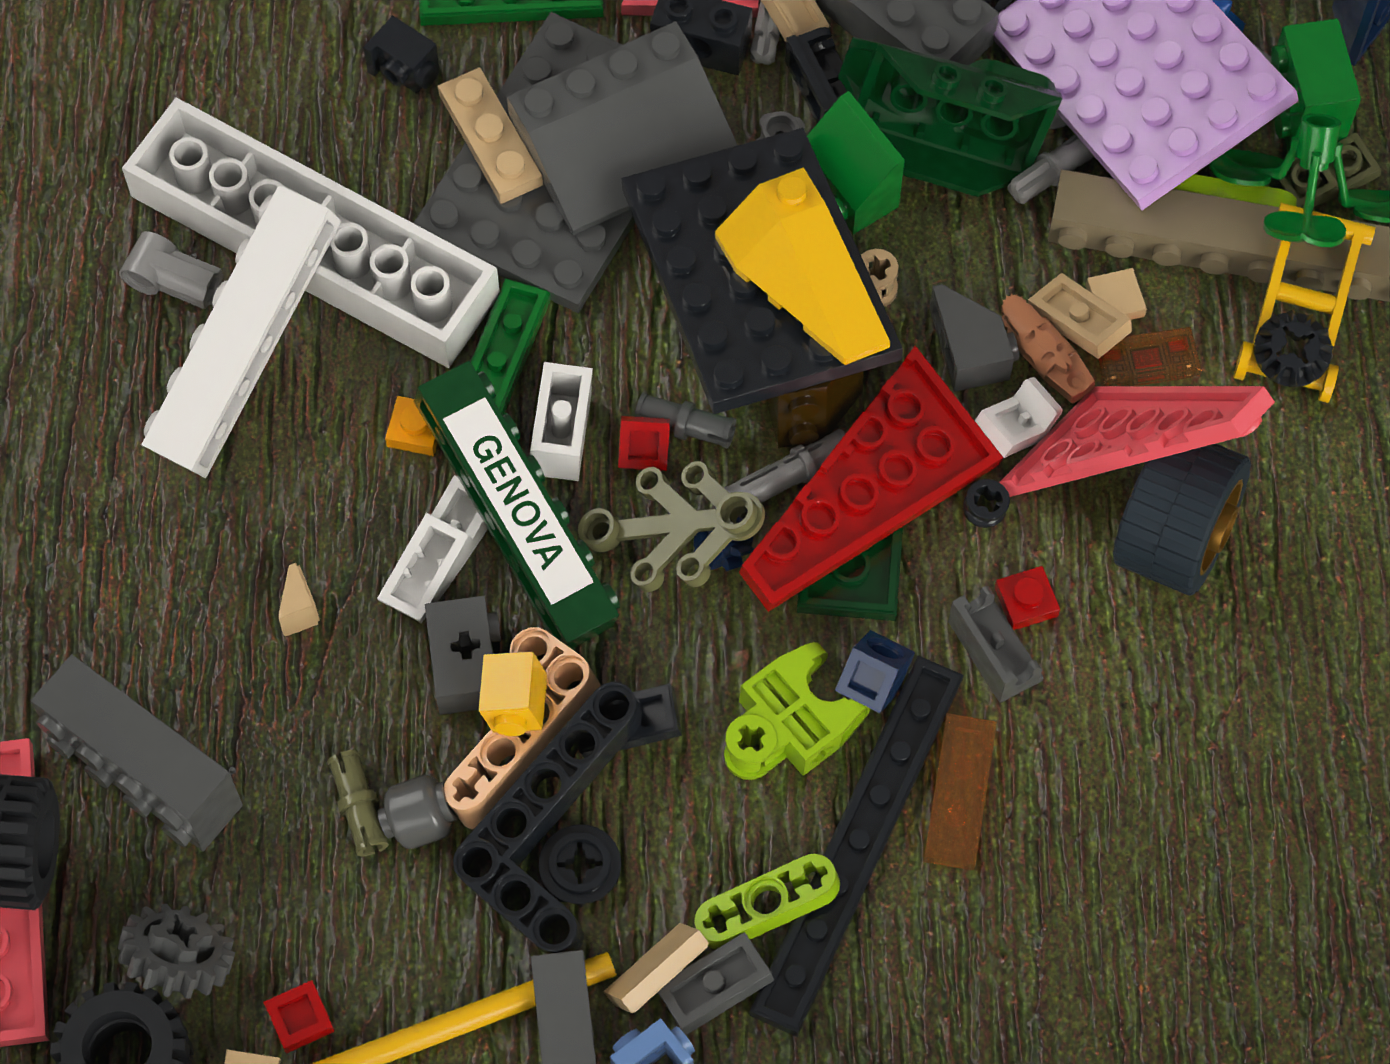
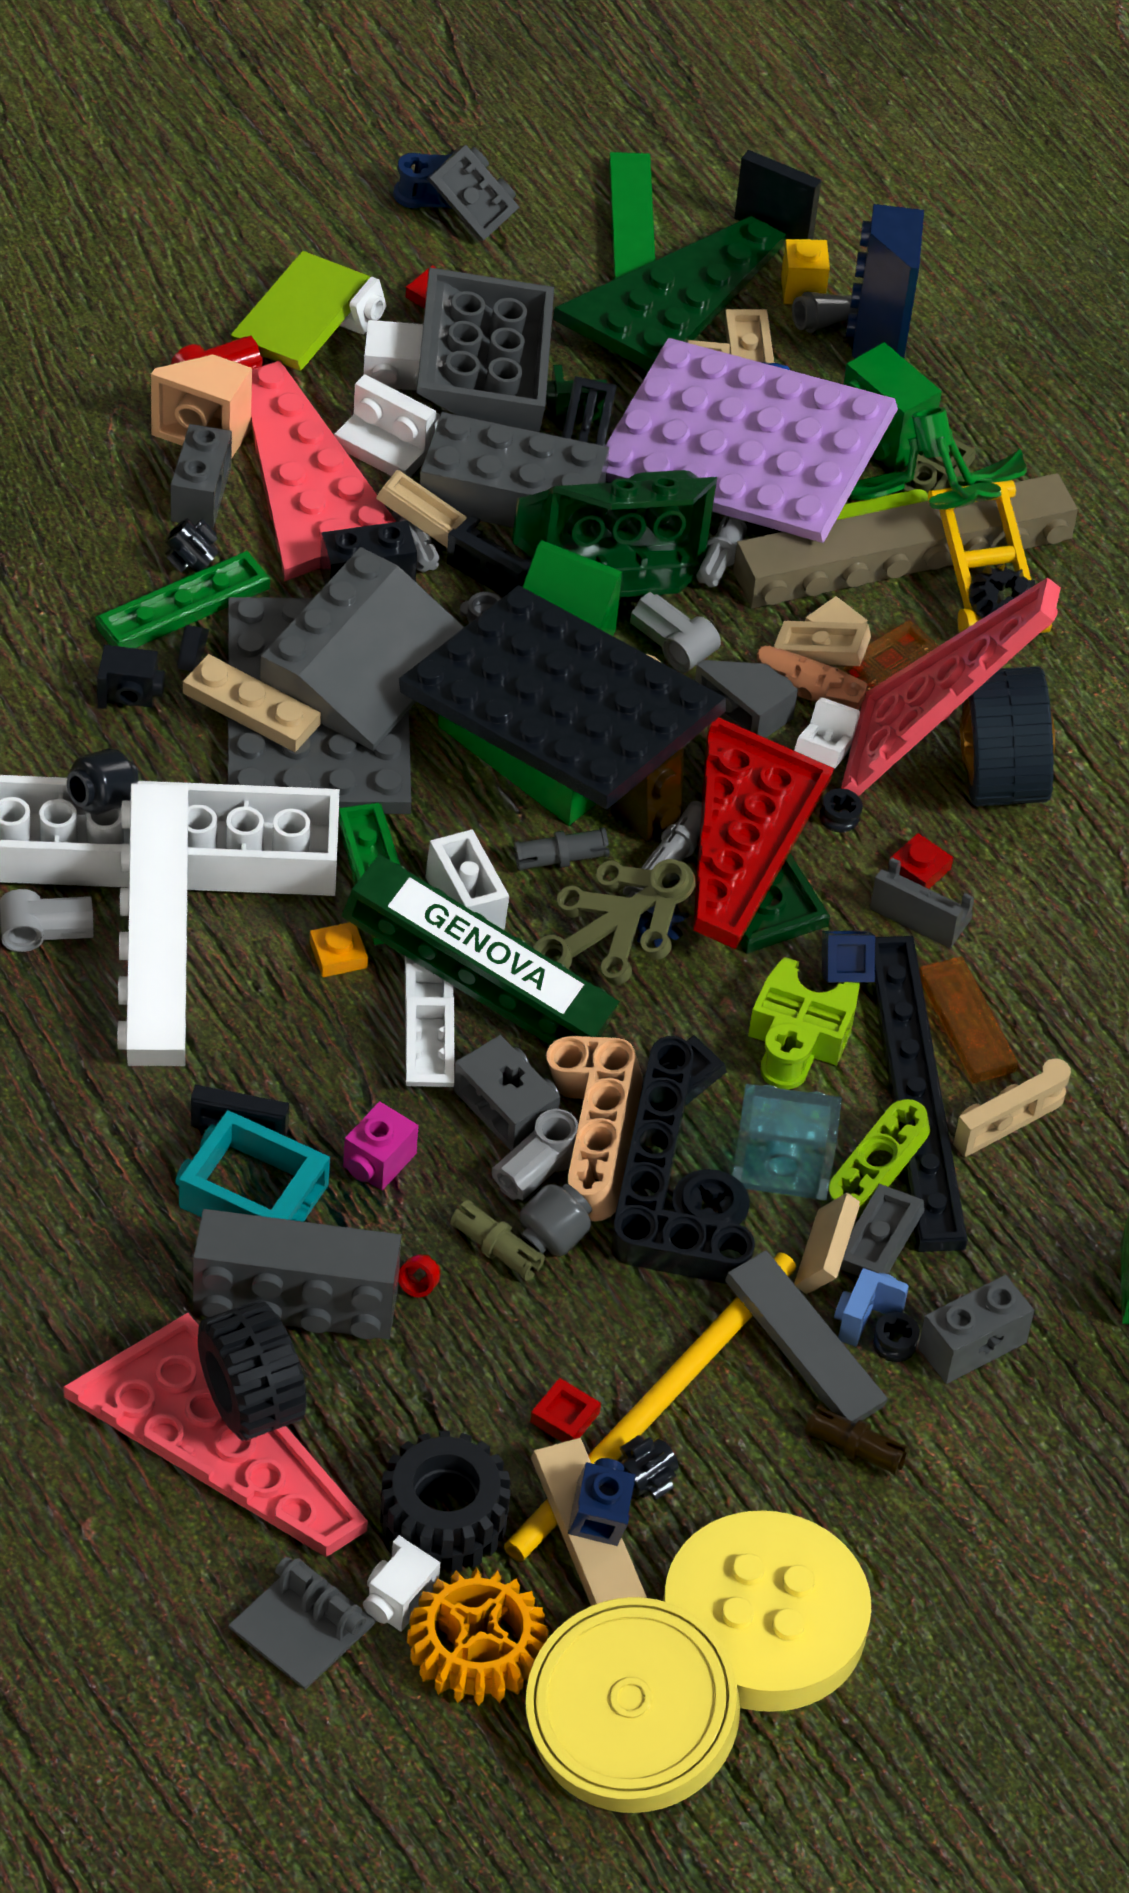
camera: 35 degrees left, 15 degrees down
(175, 951) = (435, 1403): dark grey gear -> none
(200, 670) = (304, 1163): none -> teal window
(208, 557) = (211, 1104): none -> black tile
(263, 803) = (427, 1283): none -> red hinge
(274, 161) = (101, 781): none -> black head
(297, 604) = (340, 1111): tan slope -> none
(310, 653) = (380, 1146): none -> dark pink brick
(440, 736) = (538, 1155): none -> light grey piece
(485, 48) = (192, 647): none -> black tile
(513, 693) = (585, 1082): yellow brick -> none
(643, 442) = (540, 877): red plate -> none
(677, 842) = (786, 1141): none -> clear light blue brick
(796, 256) = (598, 658): yellow wedge -> none
(935, 913) = (1012, 1108): none -> tan plate
(948, 246) = (682, 639): none -> light grey piece

